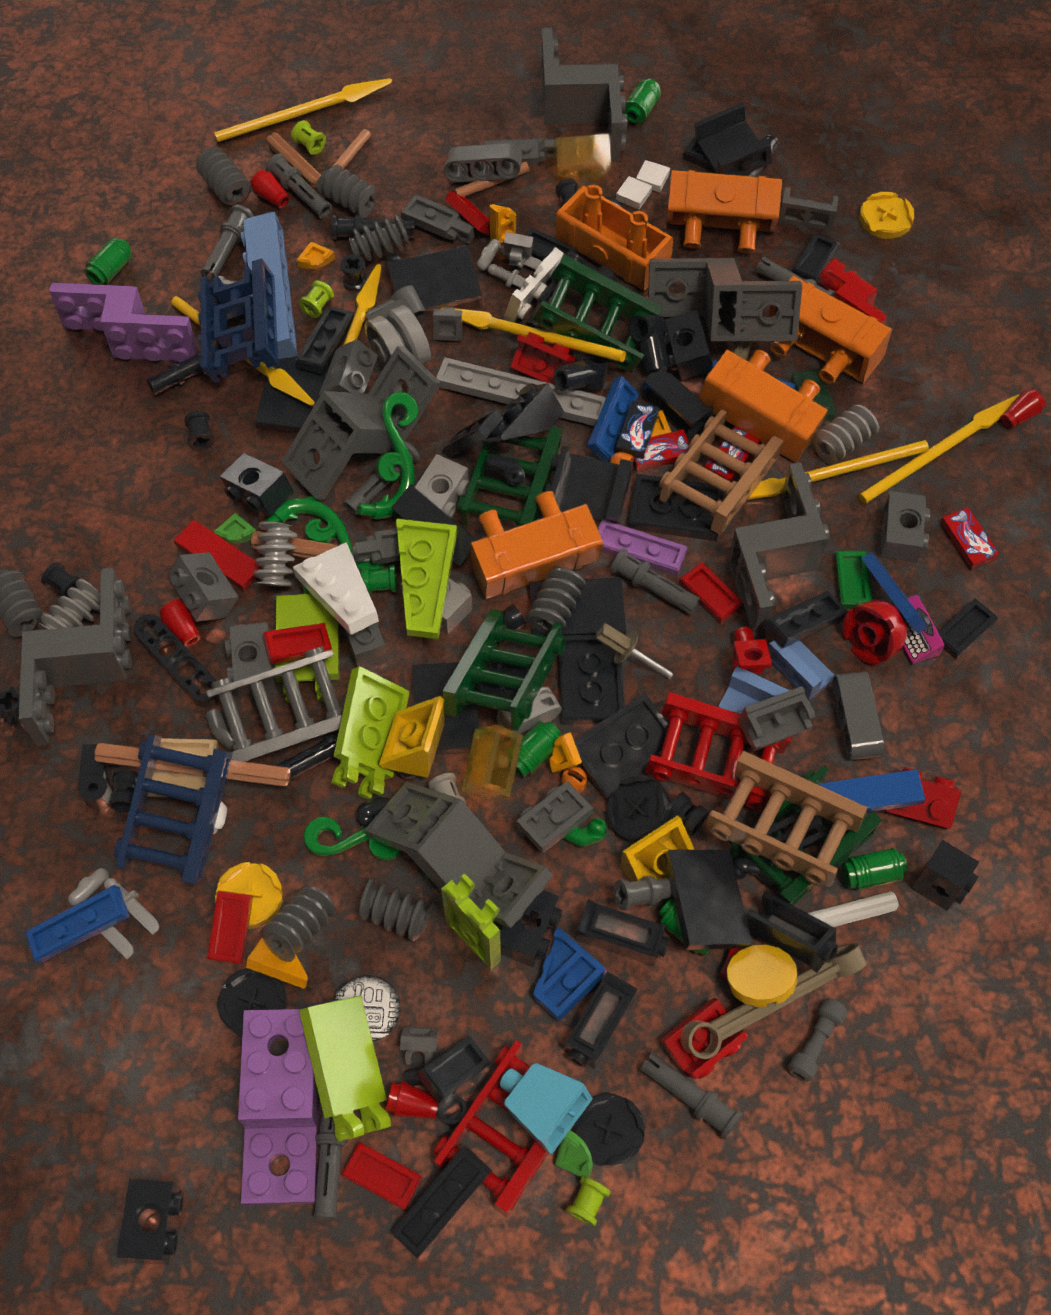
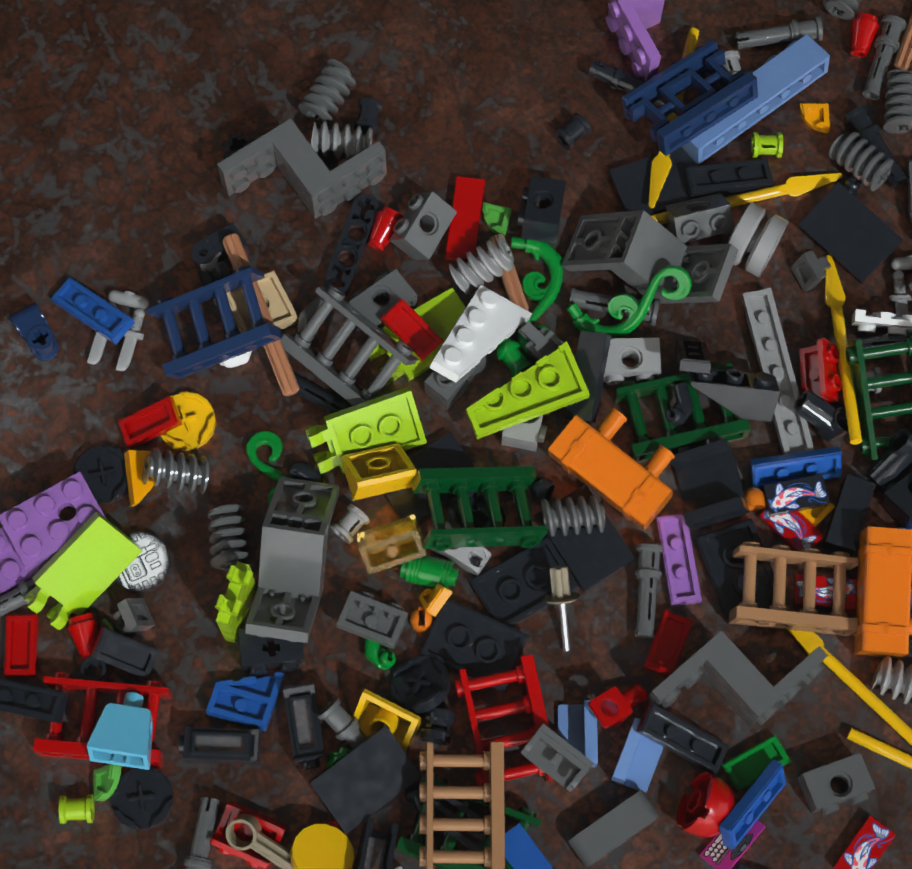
camera: 60 degrees right, 10 degrees up
(54, 993) = (34, 330): none -> dark blue piece
(355, 271) = (822, 158): black bush -> none
(404, 296) = (802, 222): dark grey piece -> none

